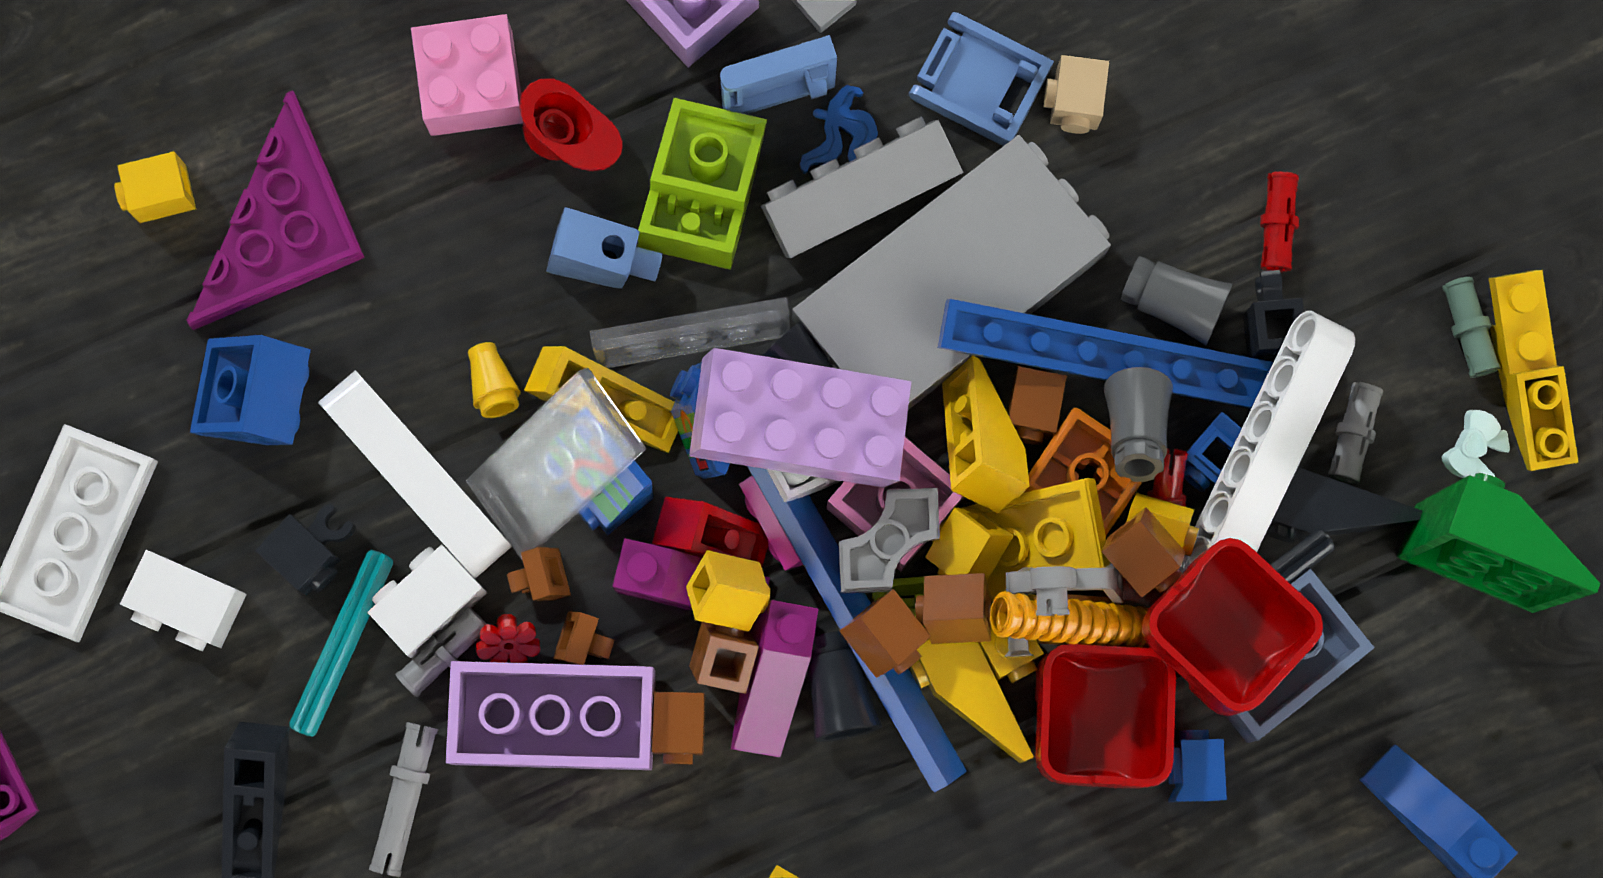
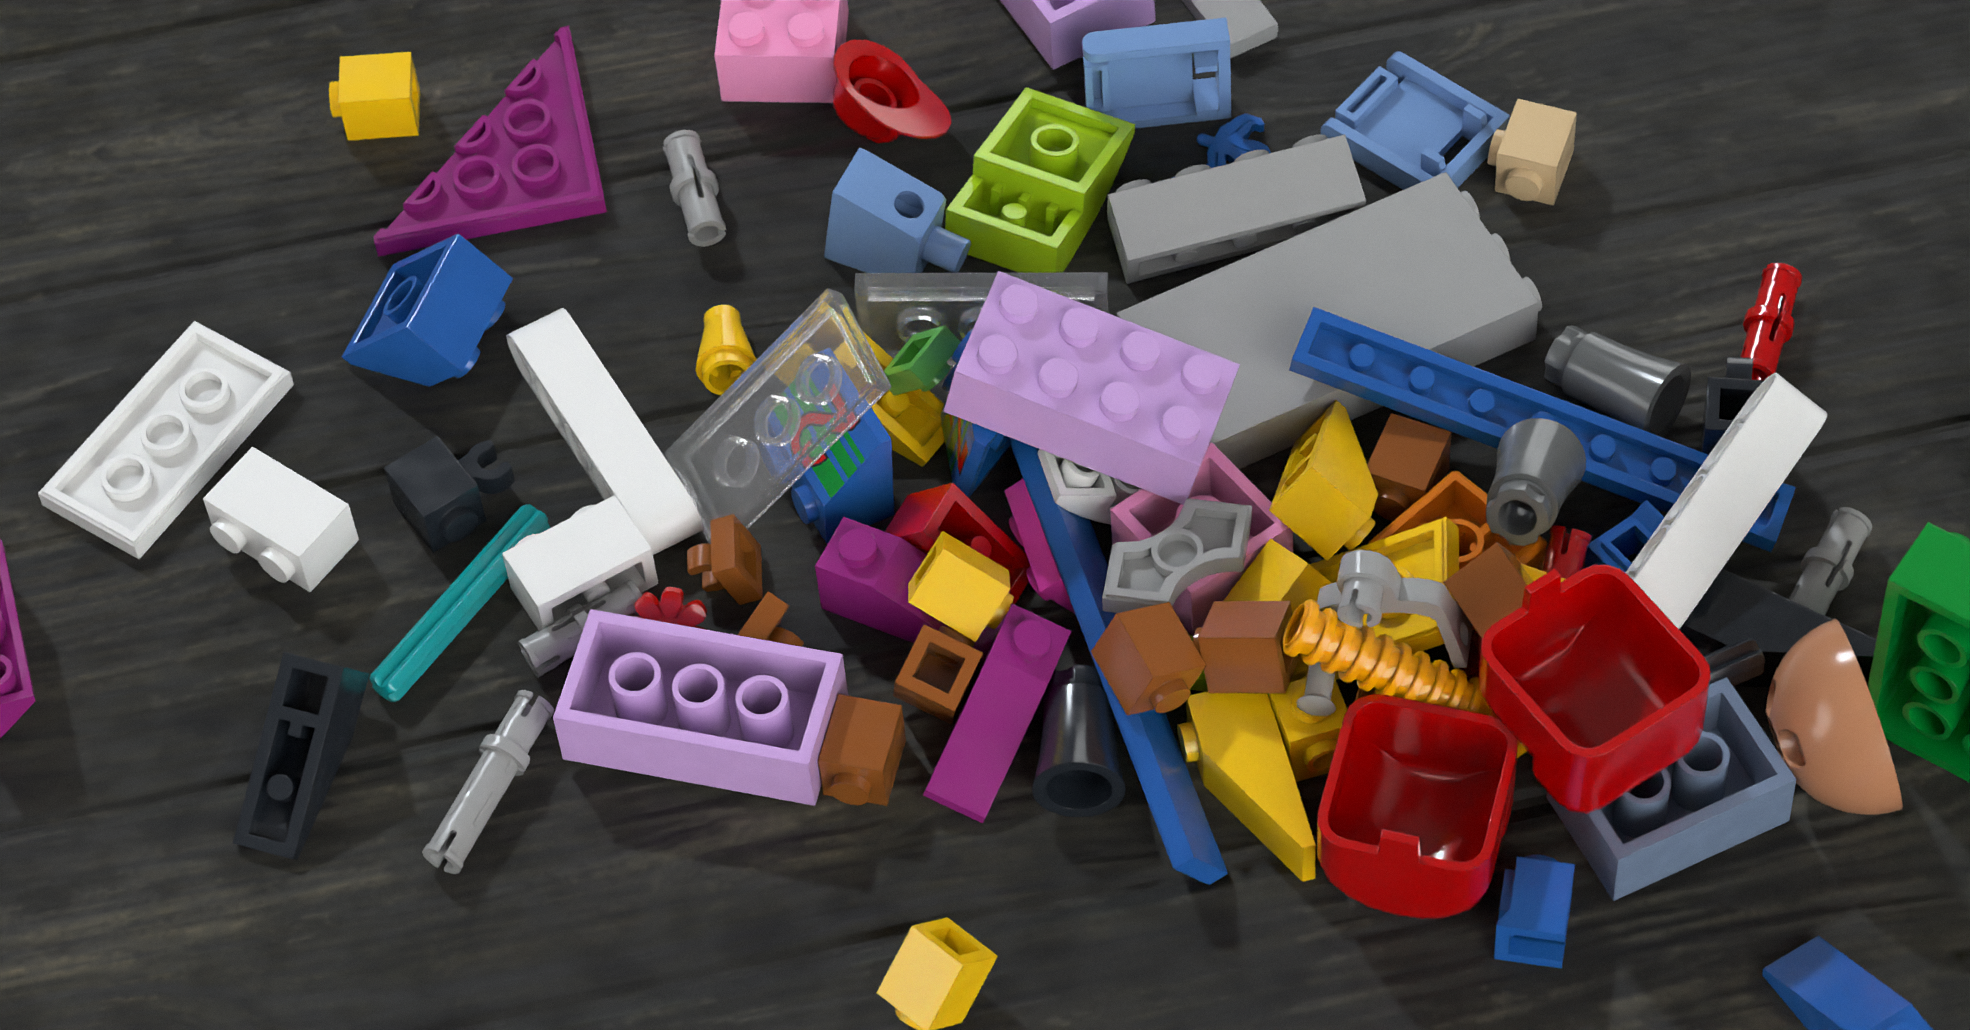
camera: 20 degrees right, 25 degrees down
(431, 232) = (694, 188): none -> light grey pin
(651, 384) = (922, 361): none -> bright green plate
(1392, 597) = (1831, 726): none -> nougat piece

